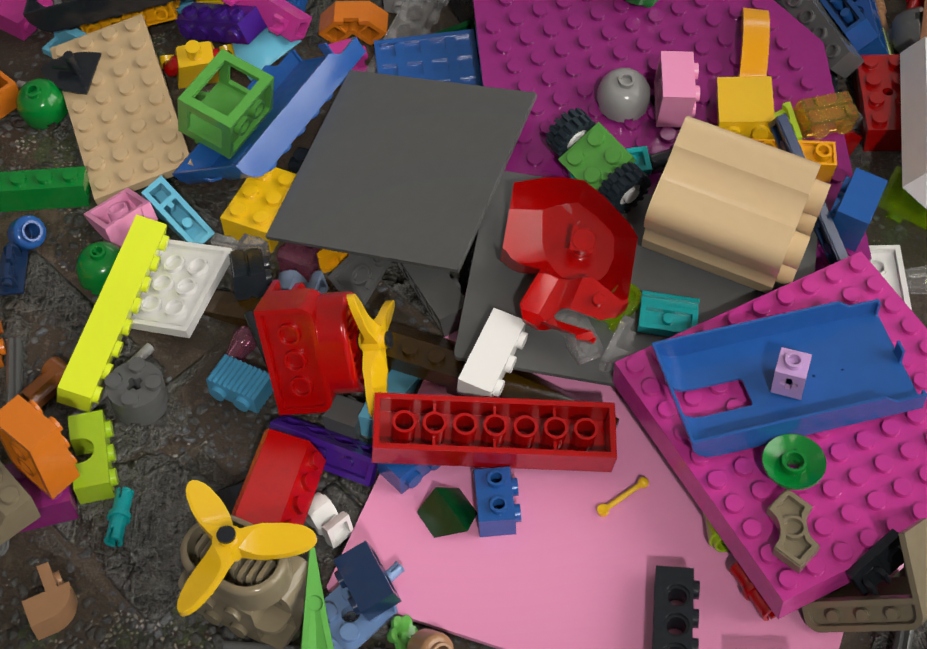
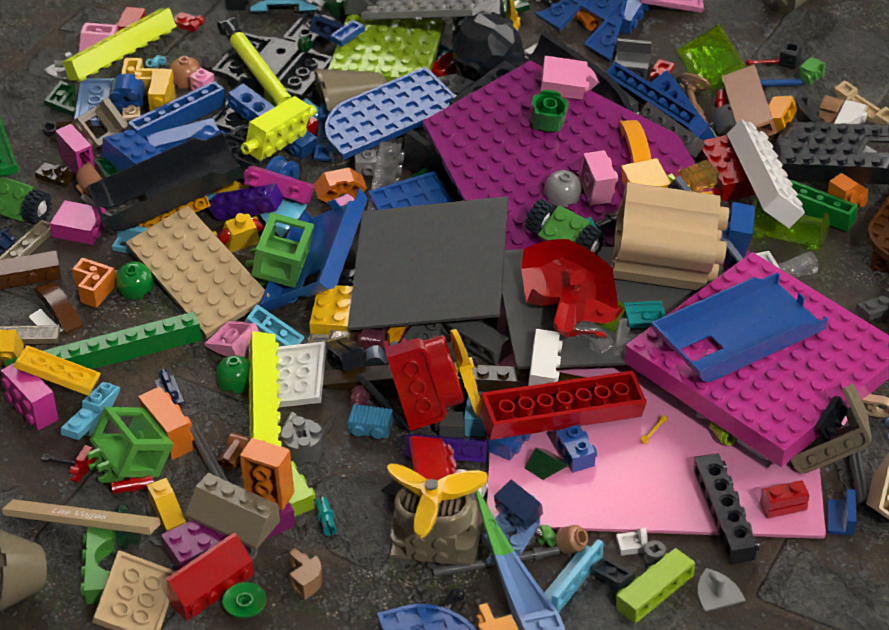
camera: 20 degrees left, 10 degrees down
(27, 232) = (171, 361): blue head -> none
(73, 71) = (153, 253): black shield -> none
(750, 592) = (758, 459): red pin -> none
(794, 366) = (742, 318): lavender brick -> none
(795, 451) = (762, 372): green dish -> none
(795, 543) = (778, 414): dark tan tile -> none

